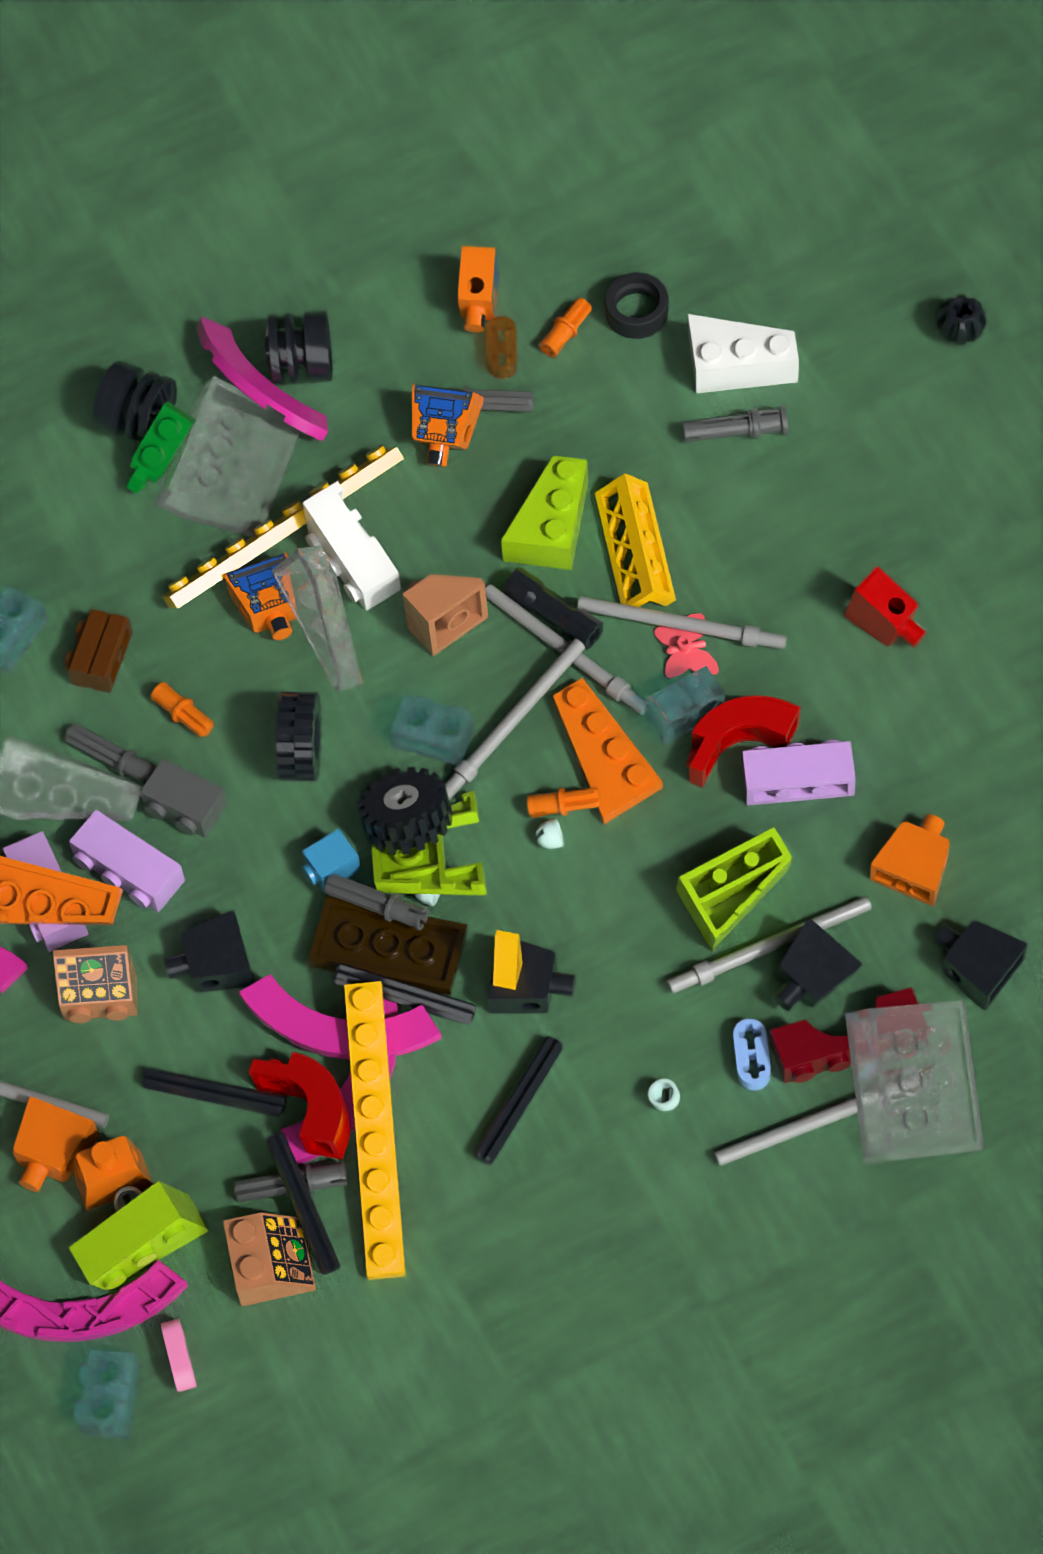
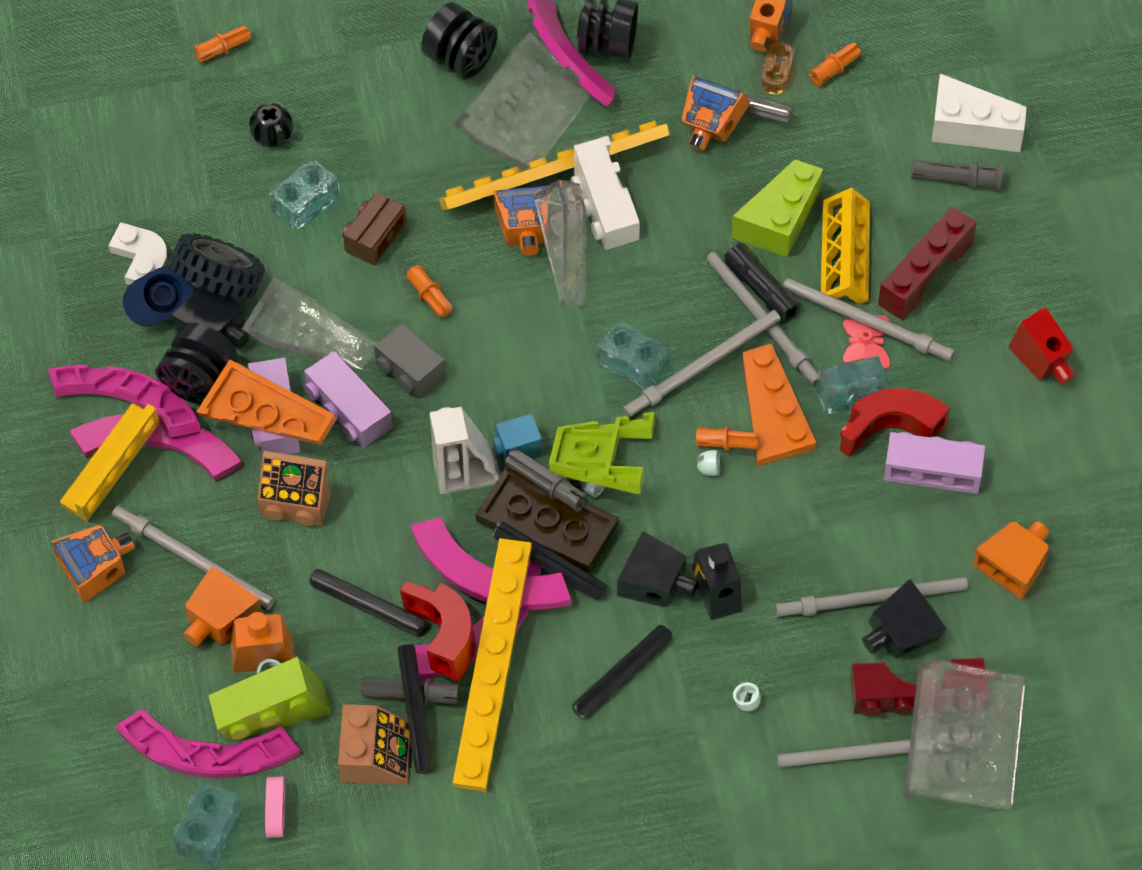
camera: 10 degrees right, 5 degrees down
(124, 761) = (370, 321): dark grey axle -> none
(159, 446) = (469, 78): green hinge -> none
(213, 956) = (397, 492): black torso -> none
(273, 894) = (461, 452): none -> white wedge
(298, 736) = (518, 332): black wheel -> none
(405, 810) = (591, 412): black wheel -> none
(444, 609) = (670, 260): nougat slope -> none
(507, 959) = (642, 549): yellow piece -> none
(594, 964) = (717, 571): none -> black torso
(636, 284) = (904, 43): black tyre -> none
(718, 561) = (908, 281): none -> dark red arch
(732, 884) = (853, 538): lime wedge -> none
(759, 1053) = (825, 682): light blue beam -> none
(980, 960) = (1050, 652): black torso -> none

